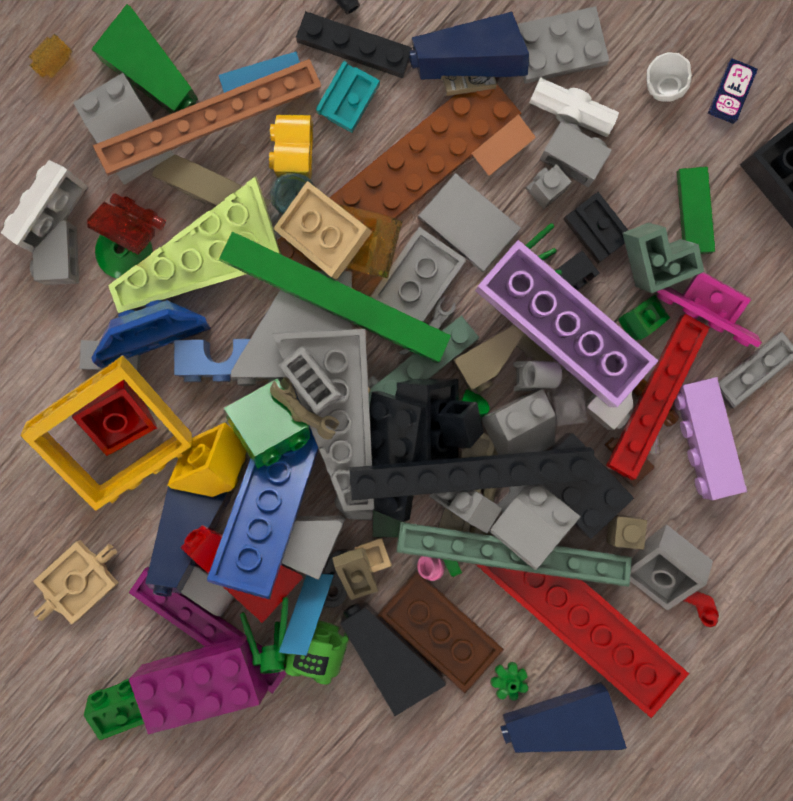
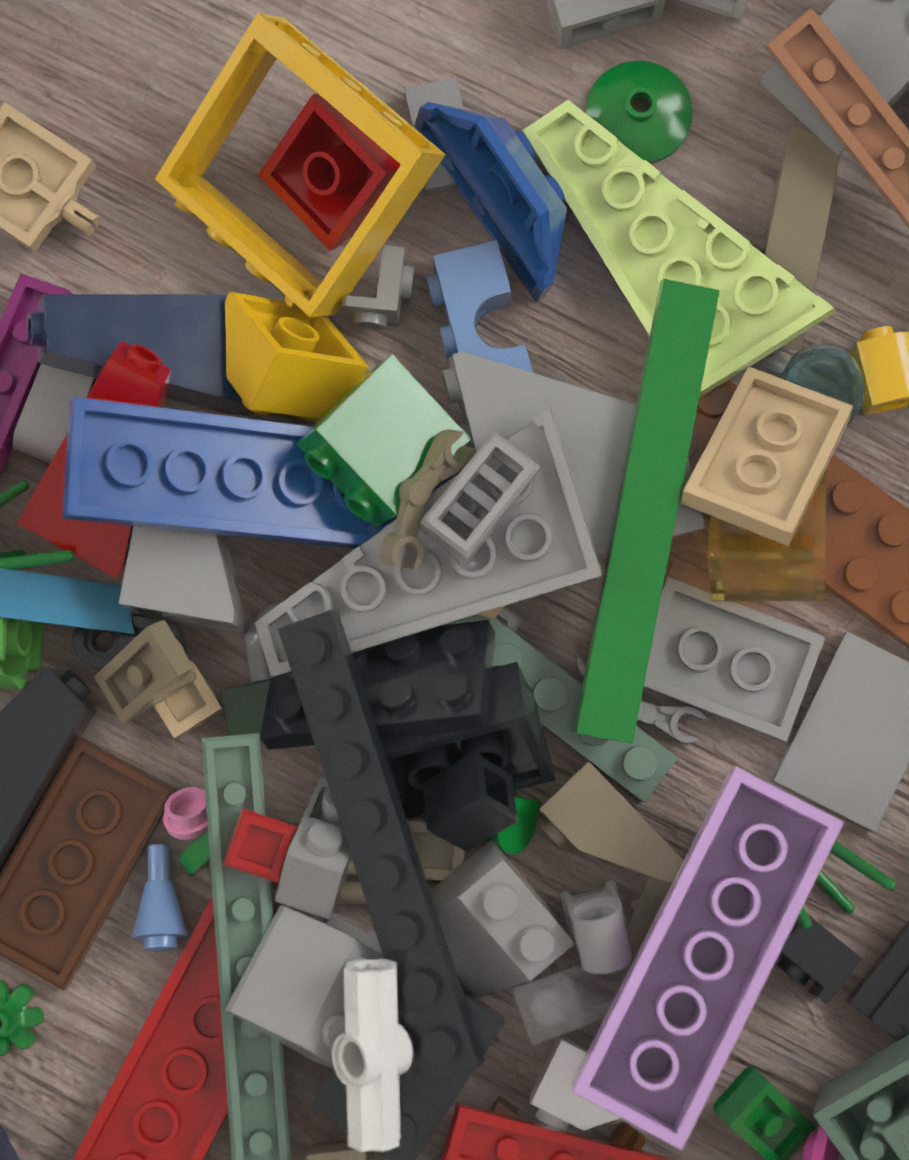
camera: 80 degrees right, 5 degrees down
(121, 227) = (678, 99): clear red plate -> none
(183, 398) = (394, 283): none -> light grey bracket
(457, 534) = (259, 845): none -> red tile
(477, 592) = (159, 914): none -> medium blue cone
(575, 502) = (372, 1054): none -> white piece

